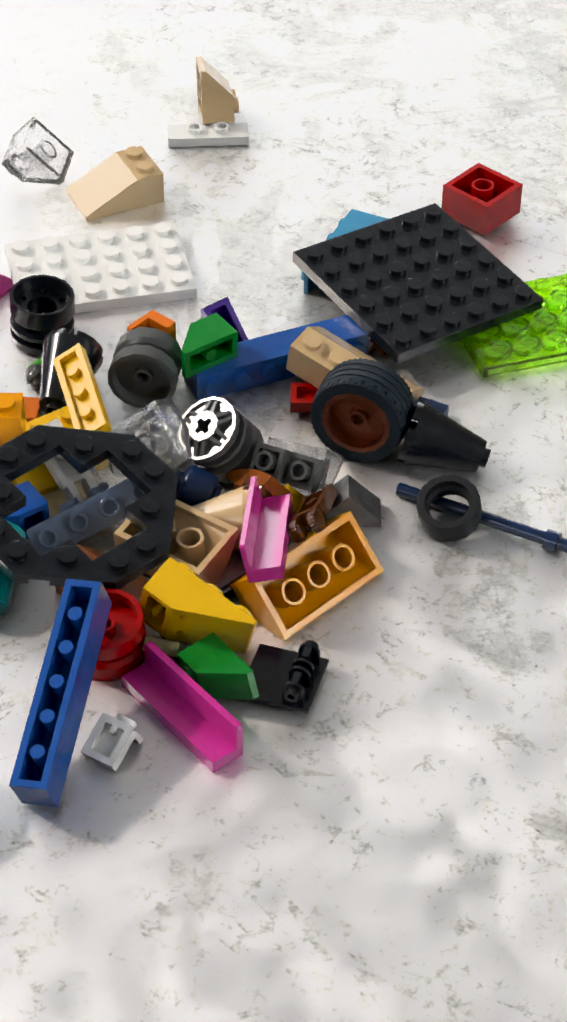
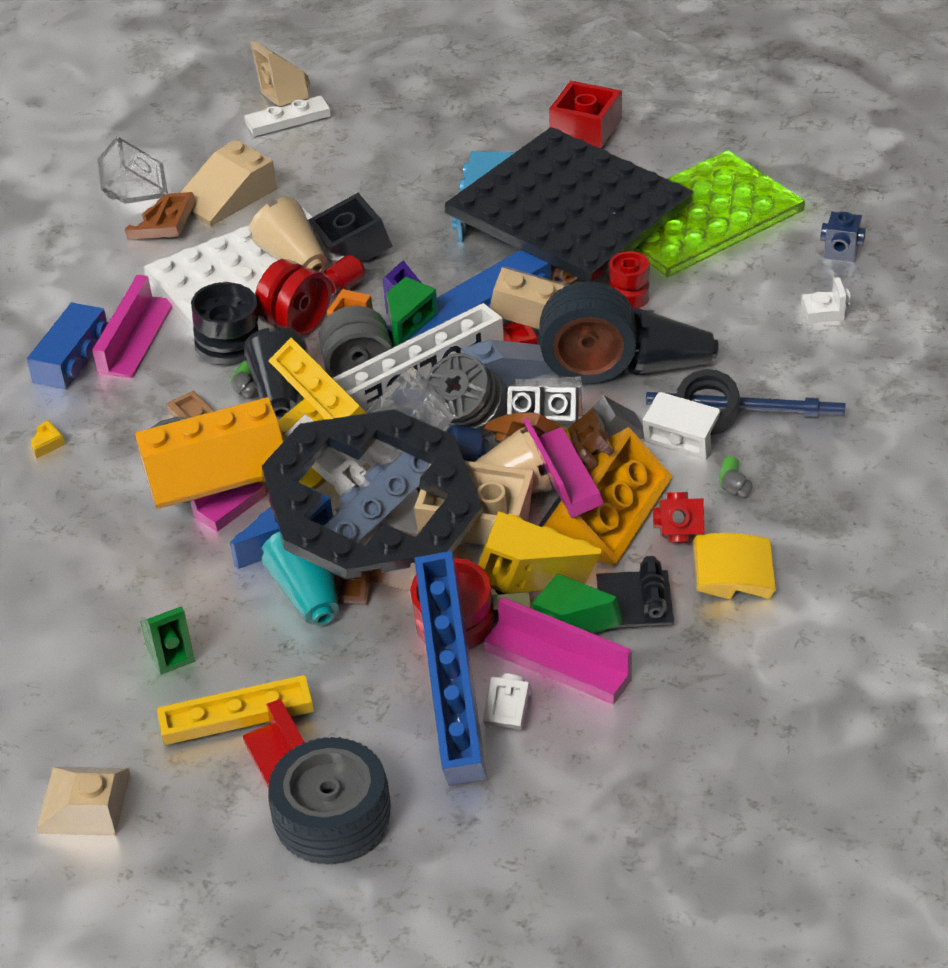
camera: 15 degrees left, 0 degrees up
(32, 594) = (354, 590): none -> reddish brown slope
(47, 203) = (164, 218): none -> dark orange wing
(110, 303) = (293, 296): none -> red wheel
(136, 247) = (287, 234): none -> tan cone
(175, 297) = (344, 274): none -> red brick
(202, 256) = (352, 229): none -> black slope
(245, 386) = (372, 378): none -> white brick
(277, 417) = (510, 359): none -> sand blue slope
(374, 611) = (690, 508): none -> red brick
(393, 672) = (733, 563): none -> yellow slope
(411, 522) = (680, 425): none -> white panel
(436, 588) = (732, 480): none -> dark grey arm
(437, 370) = (630, 276): none -> red wheel

